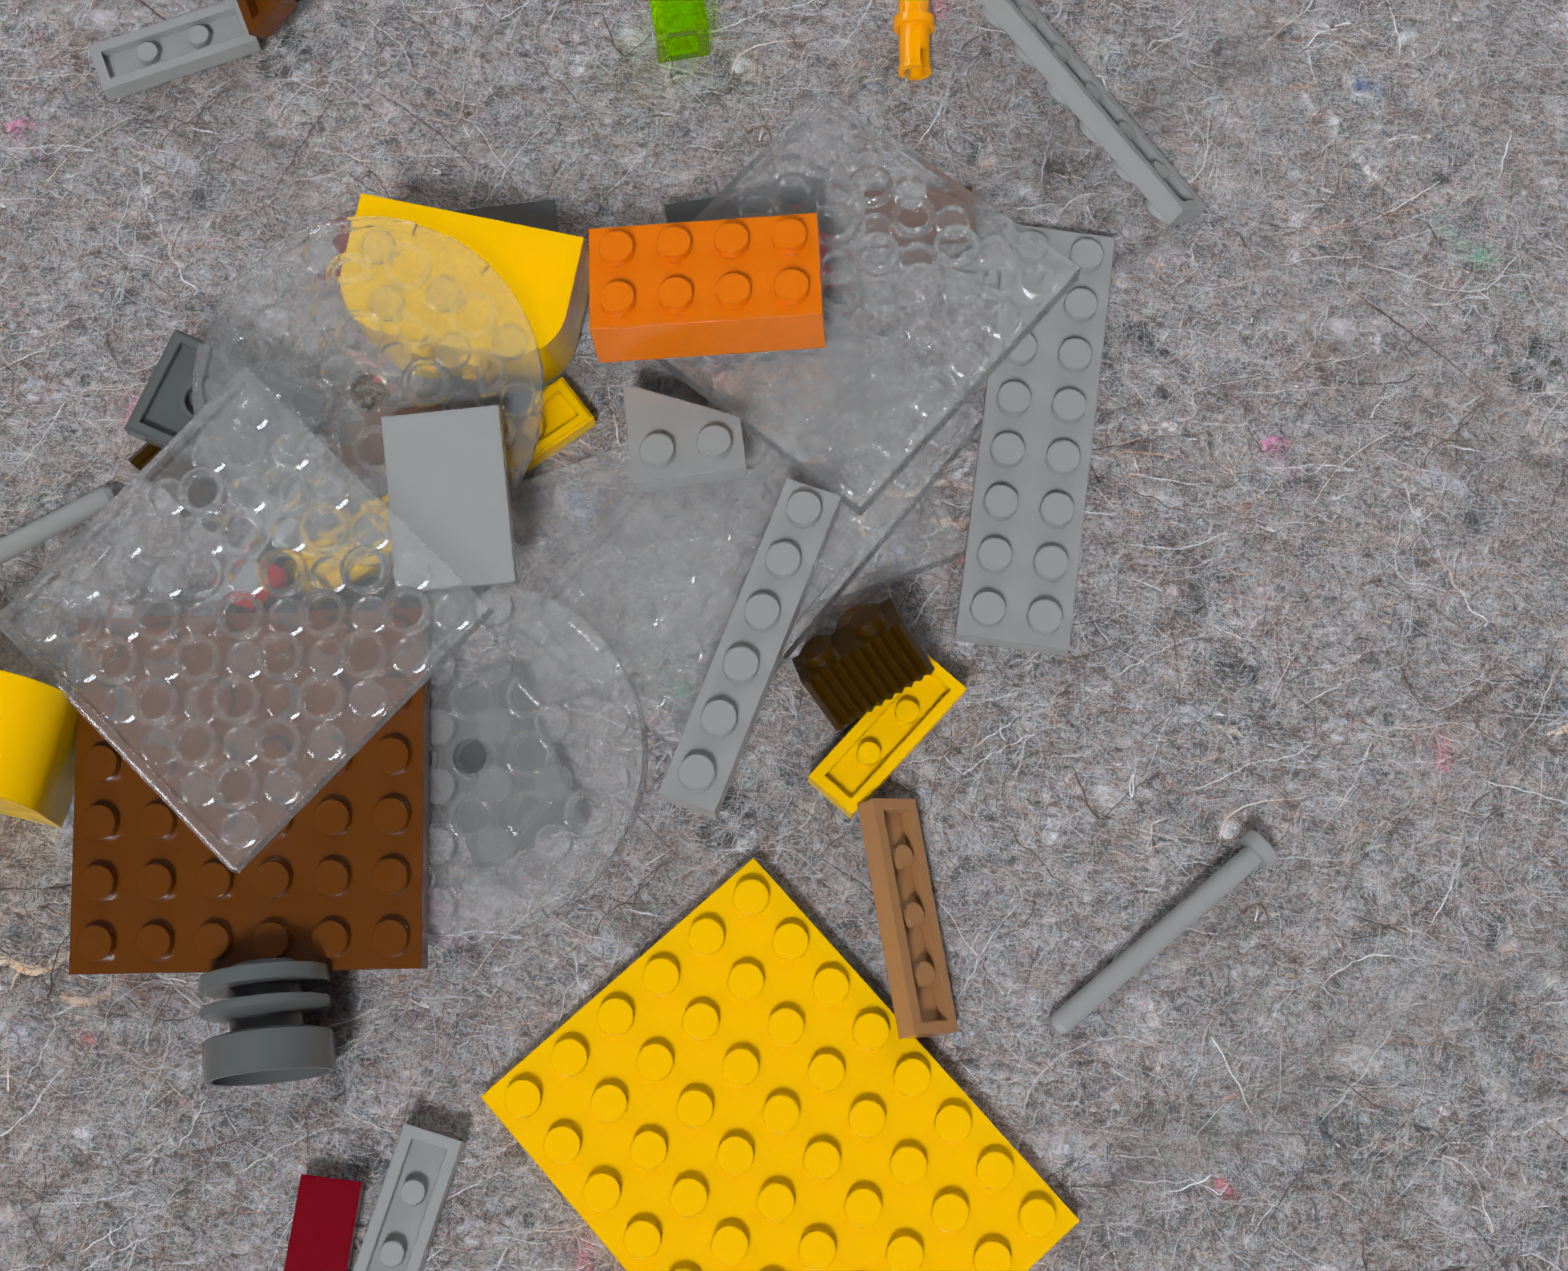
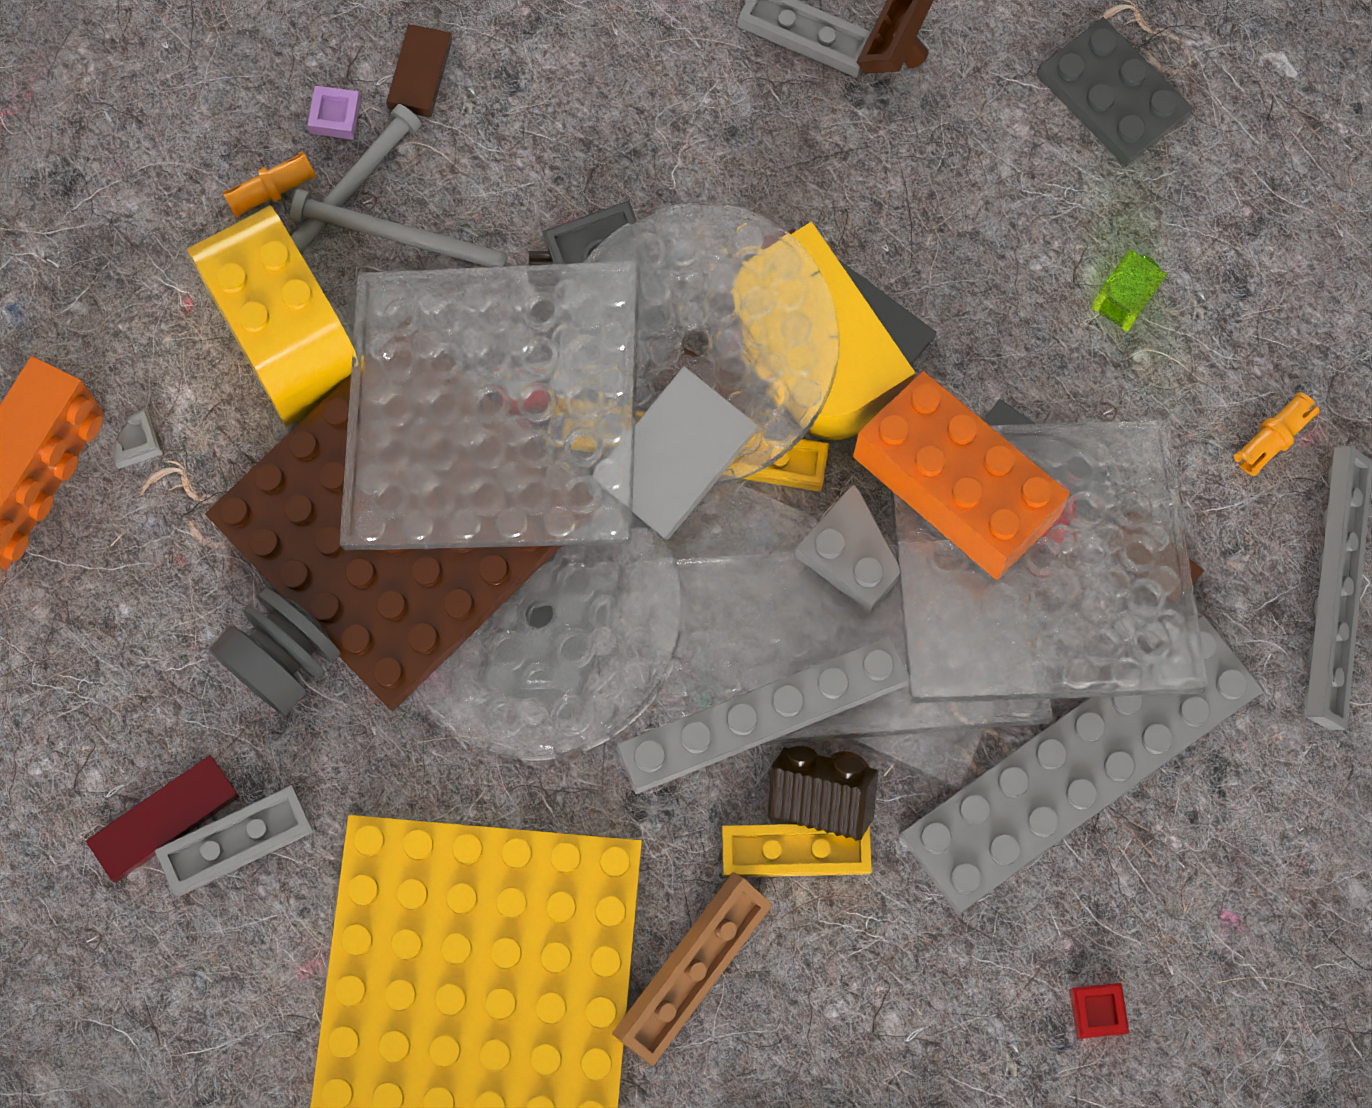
camera: 45 degrees right, 0 degrees up
(1252, 617) = (1099, 1011): none -> red tile

